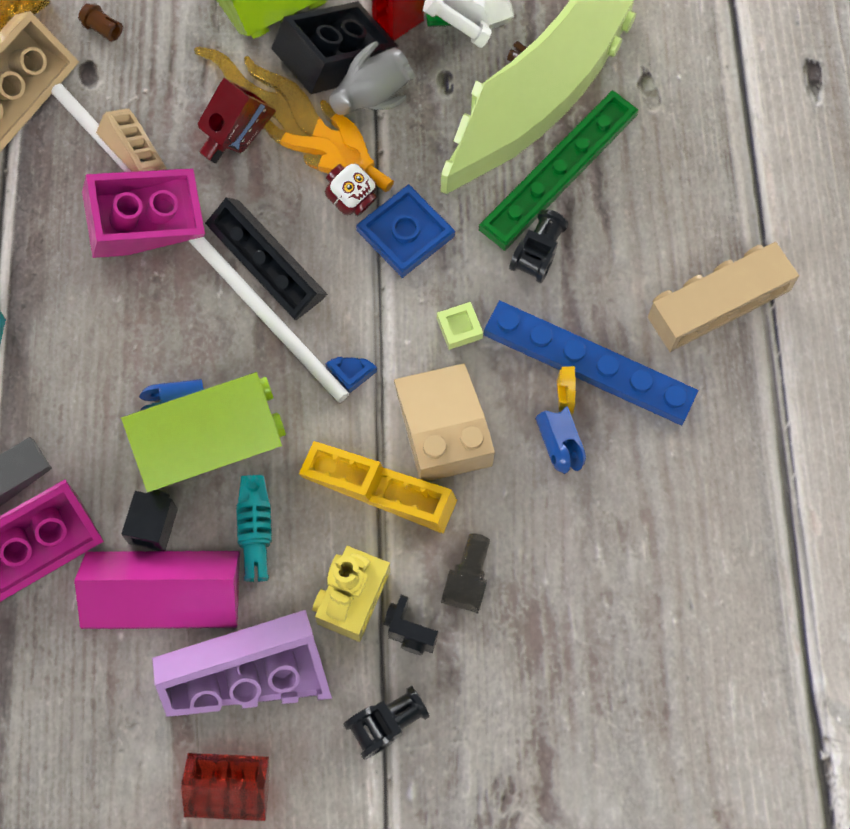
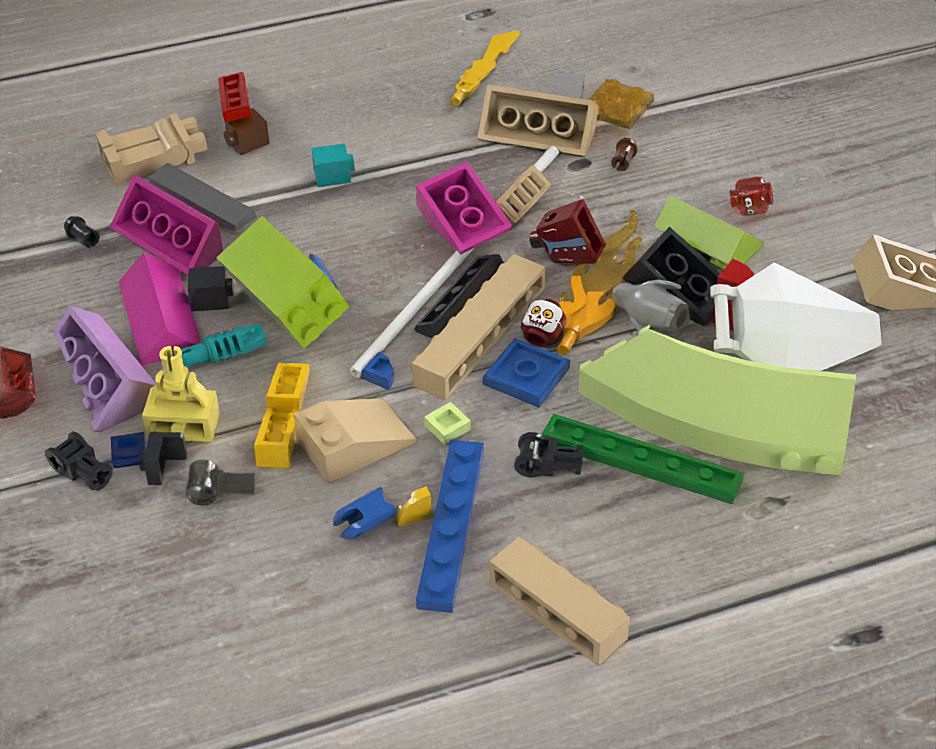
camera: 75 degrees right, 25 degrees down
(328, 251) = (478, 327): none -> tan brick
(377, 664) = (127, 449): none -> clear blue tile

